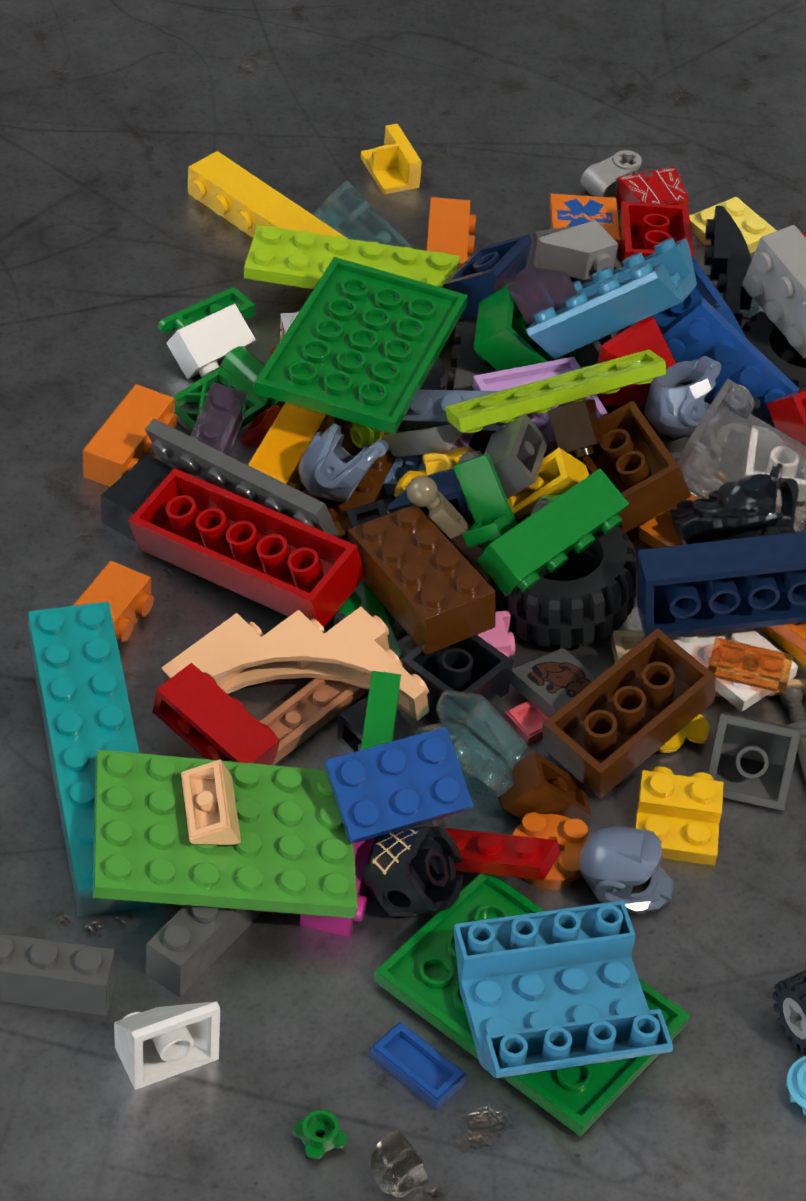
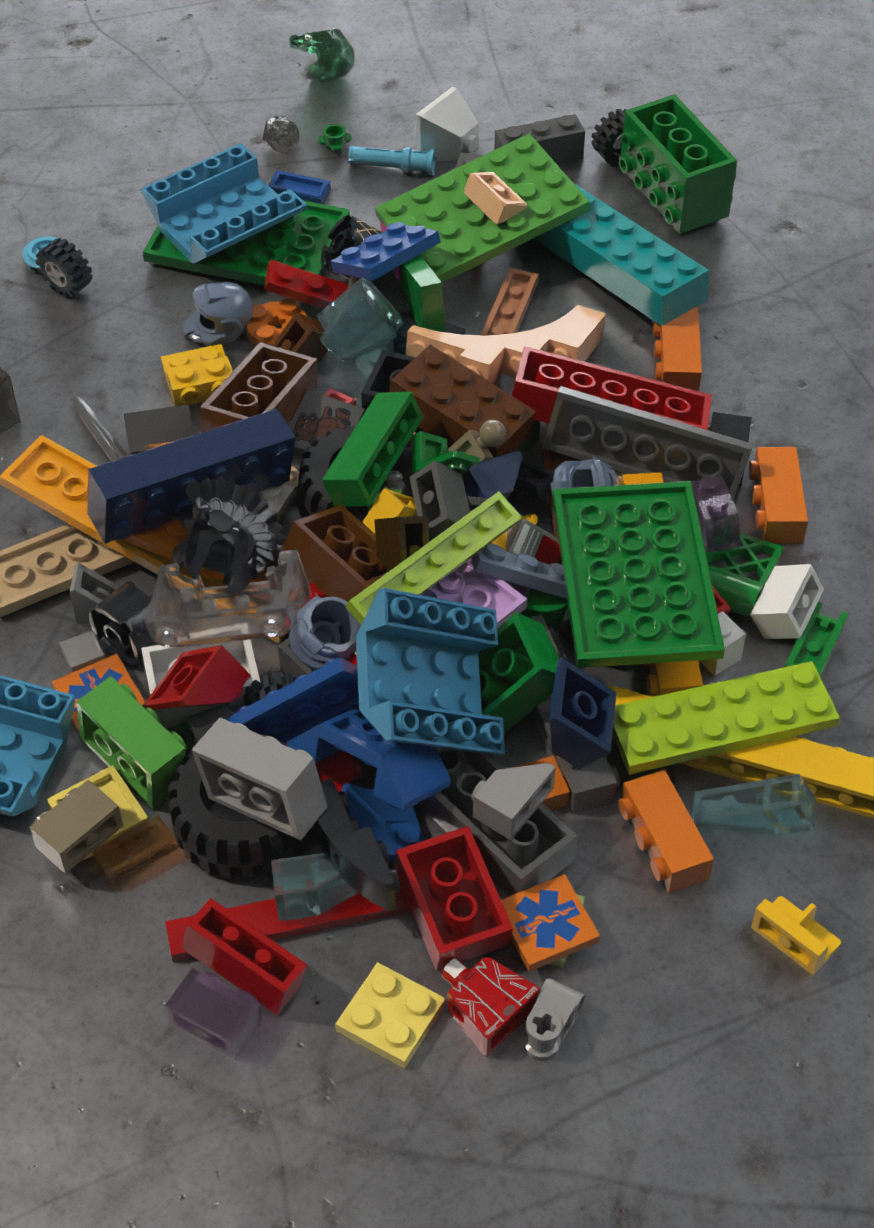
camera: 160 degrees right, 5 degrees up
(213, 720) = (538, 278): red brick -> none
(243, 1039) = (407, 160): none -> medium azure pin
(541, 289) = (502, 678): clear purple brick -> none

